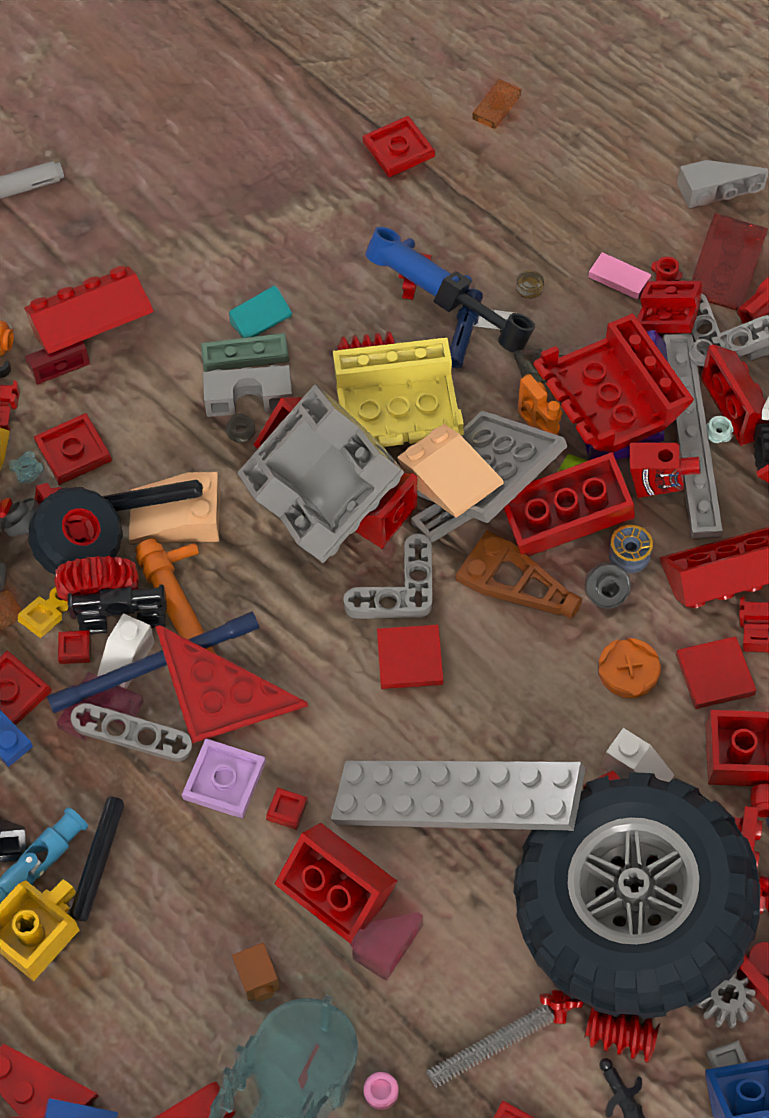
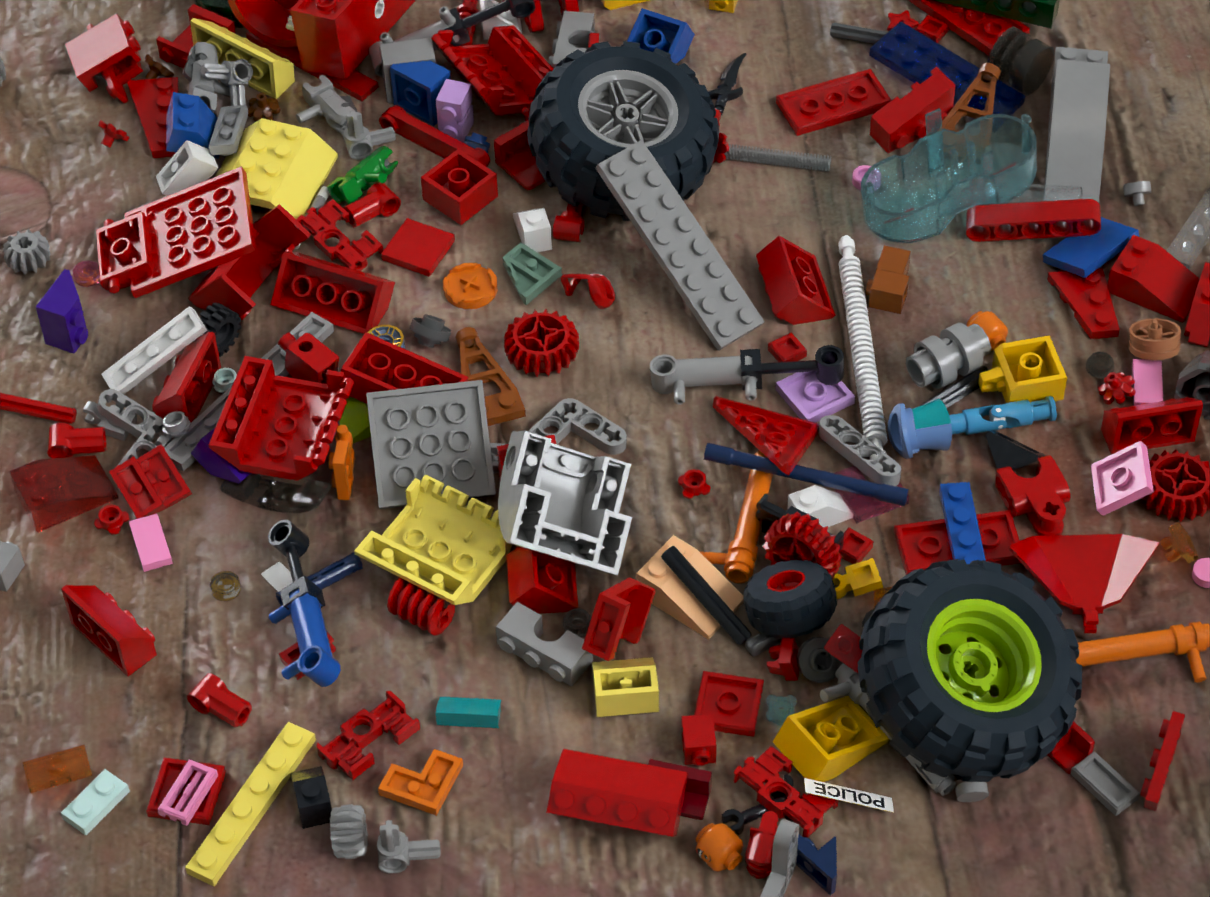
camera: 140 degrees left, 10 degrees down
(68, 397) = (698, 739): none -> red brick
(87, 782) = (920, 428): none -> medium blue hat
(108, 962) = (992, 325): none -> orange head
(113, 903) = (940, 359): none -> light grey piece
(158, 397) = (625, 687): none -> light yellow slope
(196, 389) = (618, 614): none -> red panel
(214, 192) = (397, 851): none -> light grey axle
(220, 859) = (861, 345): none -> white hose
(237, 243) = (424, 789): none -> orange plate
(238, 935) = (887, 291): none -> dark orange brick
(244, 352) = (512, 689): sand green tile -> none
(253, 600) = (692, 478): none -> red plate
(255, 175) = (348, 831): none -> light grey gear
(297, 739) = (674, 374): none -> light grey piece
(310, 189) = (312, 797): none -> black slope
(322, 239) = (388, 716): none -> red piece
(348, 168) = (250, 804): none -> light yellow plate
(385, 943) = (797, 228): clear pink slope -> none
(395, 150) = (186, 816): none -> bright pink tile
(409, 656) = (611, 384): red tile -> none
(445, 202) = (214, 697): none -> red piece
(449, 103) = (95, 802): none -> light aqua plate
(449, 470) = (467, 440): light nougat slope -> none
(502, 734) = (600, 288): none -> red piece
(504, 661) = (541, 342): none -> red gear
(566, 186) = (109, 627): none -> red slope
(589, 714) = (530, 271): none -> sand green wing

